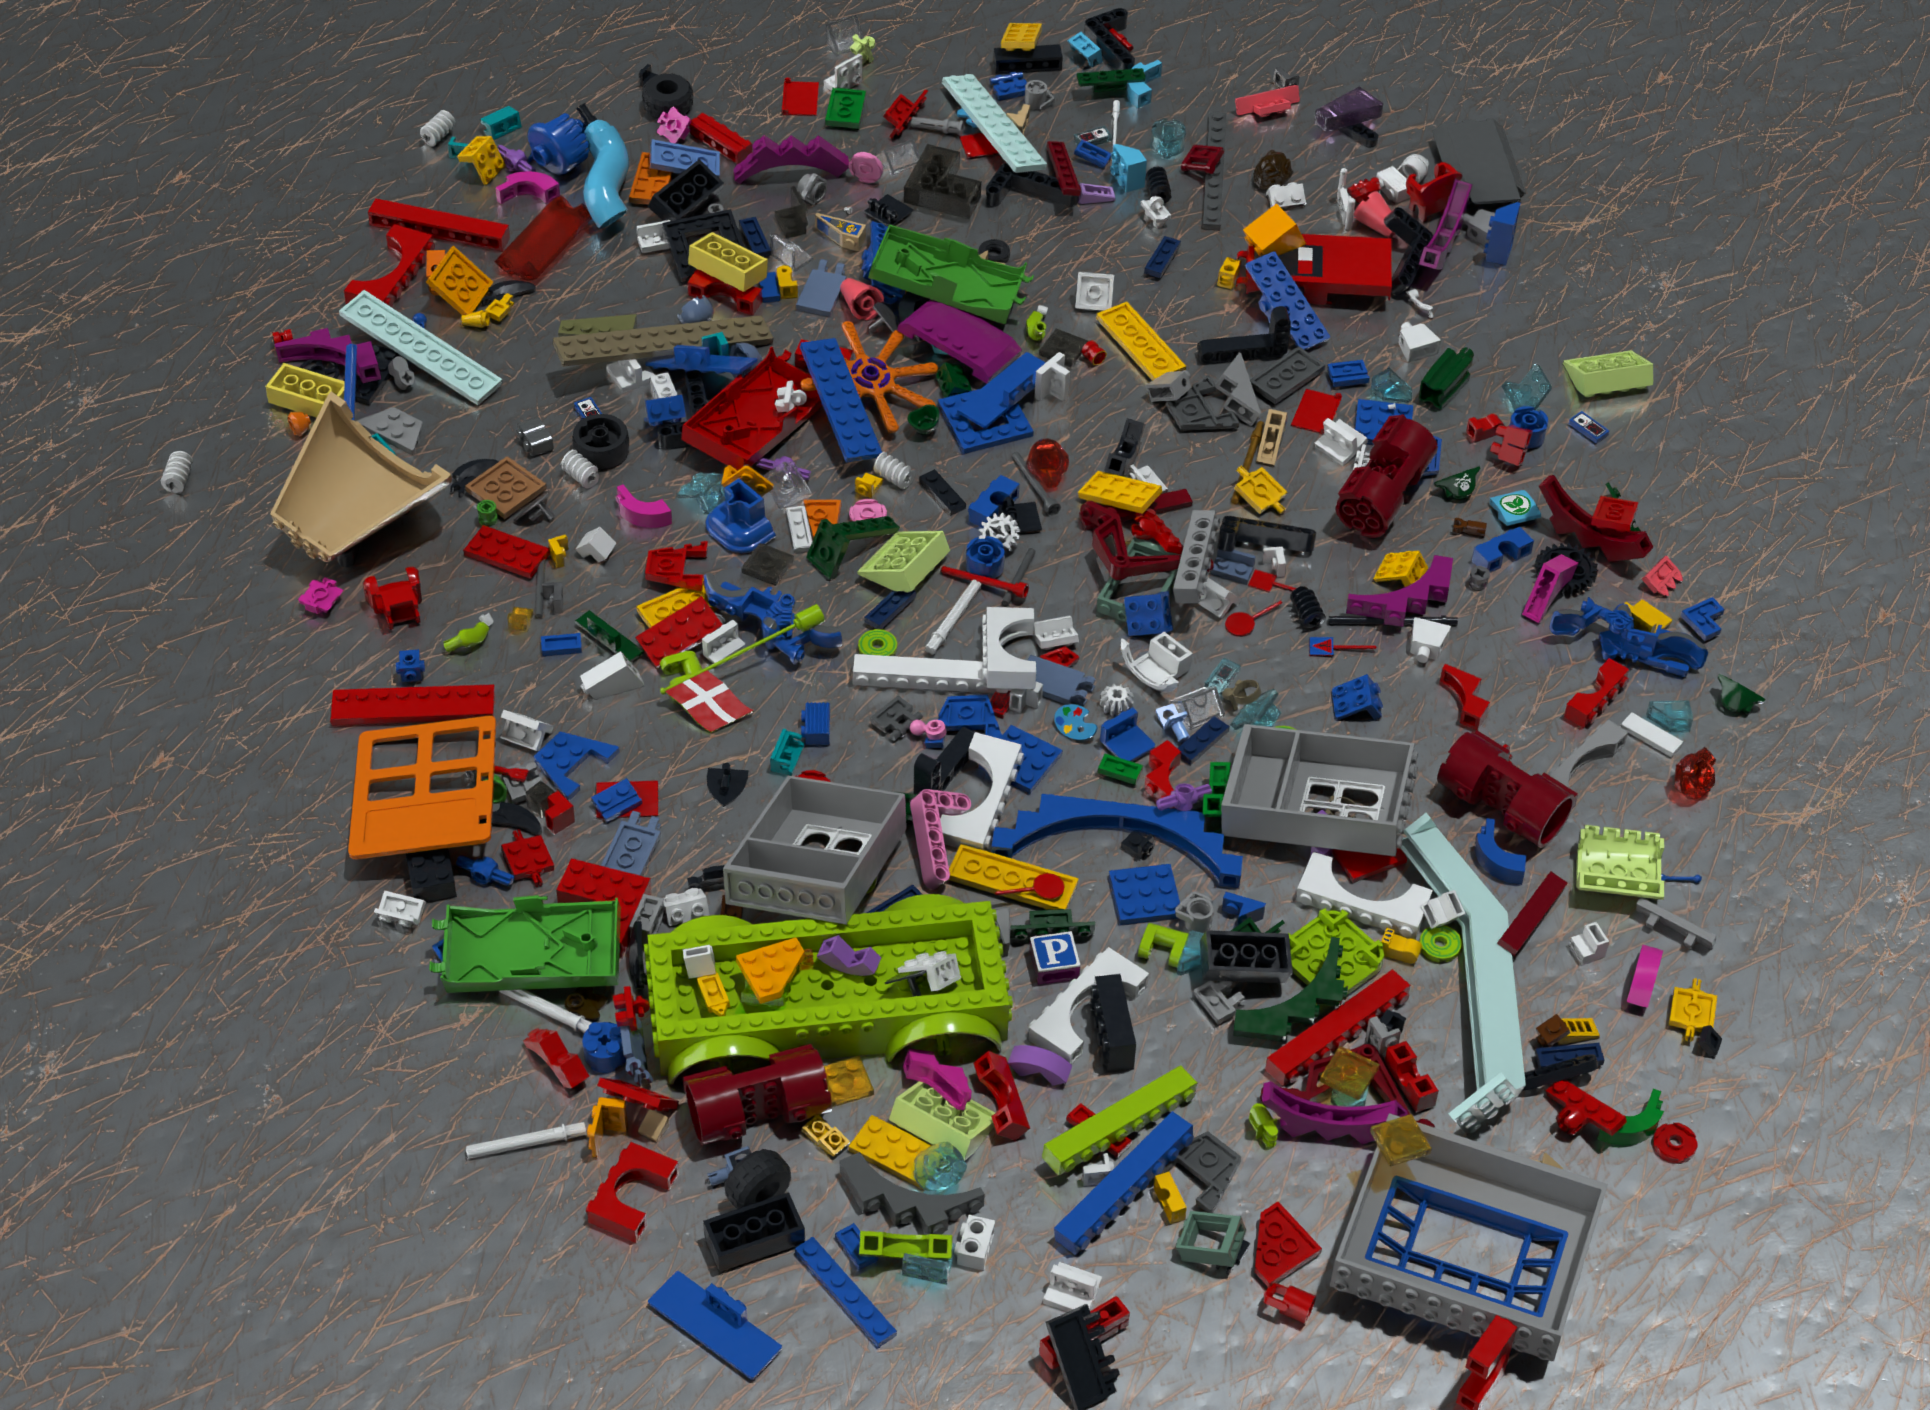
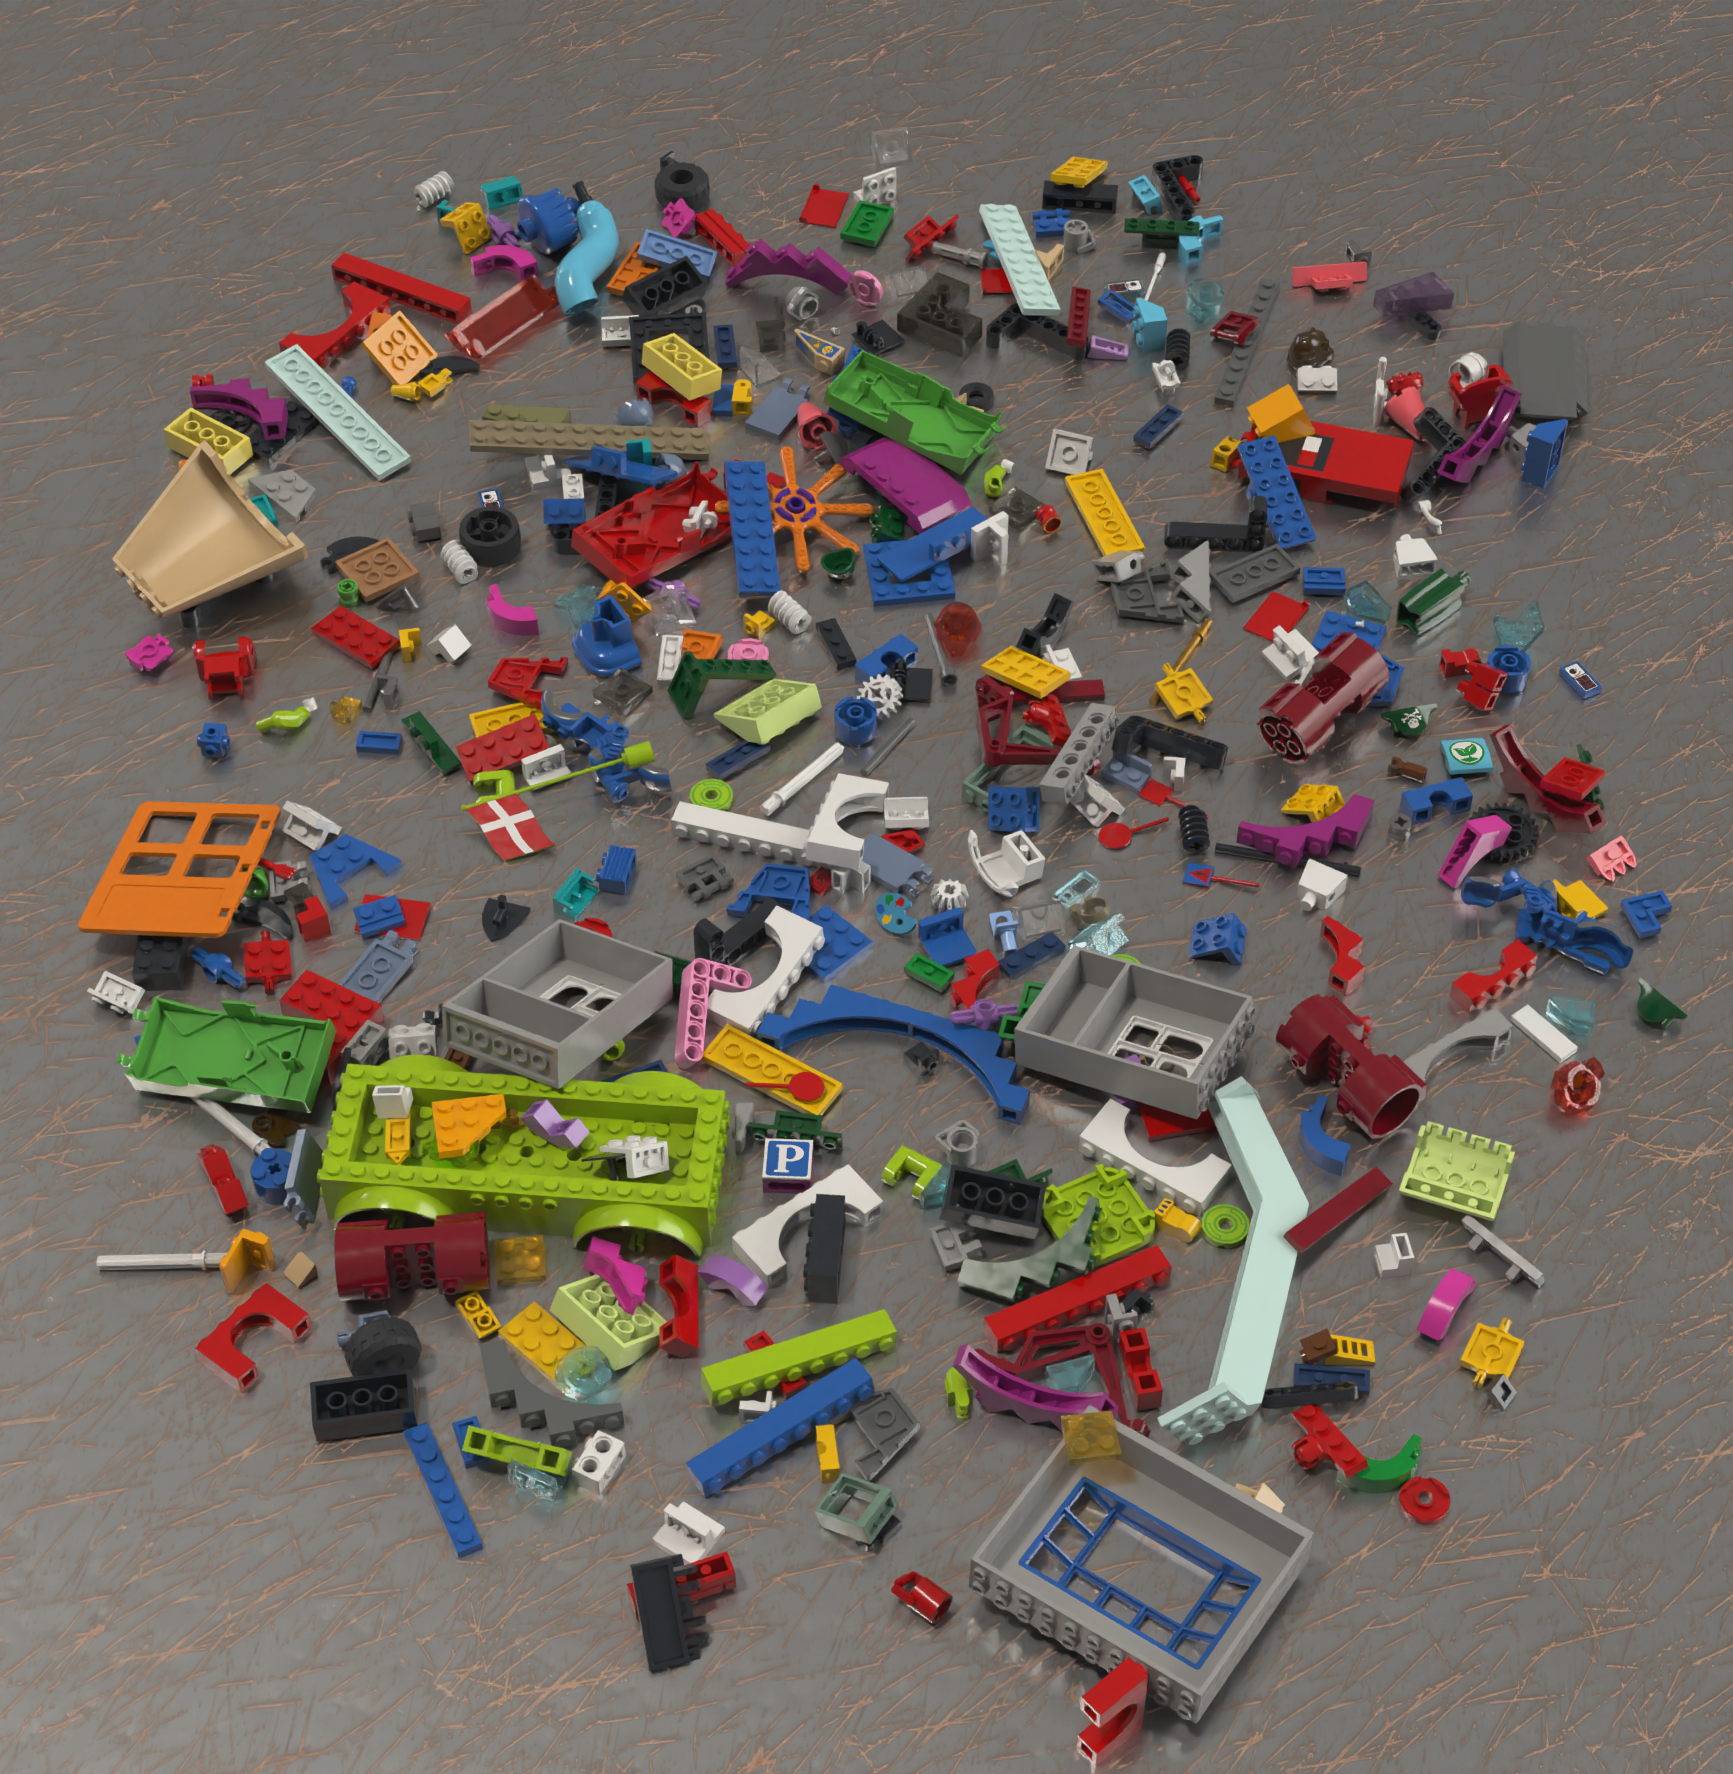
camera: 15 degrees right, 0 degrees up
(176, 472) = (49, 504): white piece -> none
(350, 377) = (248, 440): blue axle -> none
(403, 376) = (310, 435): light grey piece -> none
(411, 704) = (204, 781): red plate -> none
(611, 677) = (417, 785): white slope -> none
(626, 1000) = (308, 1139): red hips -> none
(637, 1094) = (287, 1231): red plate -> none
(716, 1323) = (292, 1497): blue bracket -> none
(863, 47) = (904, 163): yellowish green hips -> none
(934, 729) = (739, 896): bright pink plate -> none
(1020, 589) = (882, 760): red piece -> none
(1144, 894) = (911, 1113): blue plate -> none
(1243, 907) = (1014, 1147): blue slope -> none
(1272, 437) = (1215, 637): tan slope -> none
(1281, 1245) = (934, 1531): red plate -> none
(1349, 1073) = (1068, 1351): clear yellow plate -> none
(1393, 184) = (1436, 381): white brick -> none
(1443, 909) = (1234, 1188): white piece -> none
(1610, 373) = (1622, 623): yellowish green slope -> none
(1697, 878) = (1506, 1198): blue hinge -> none

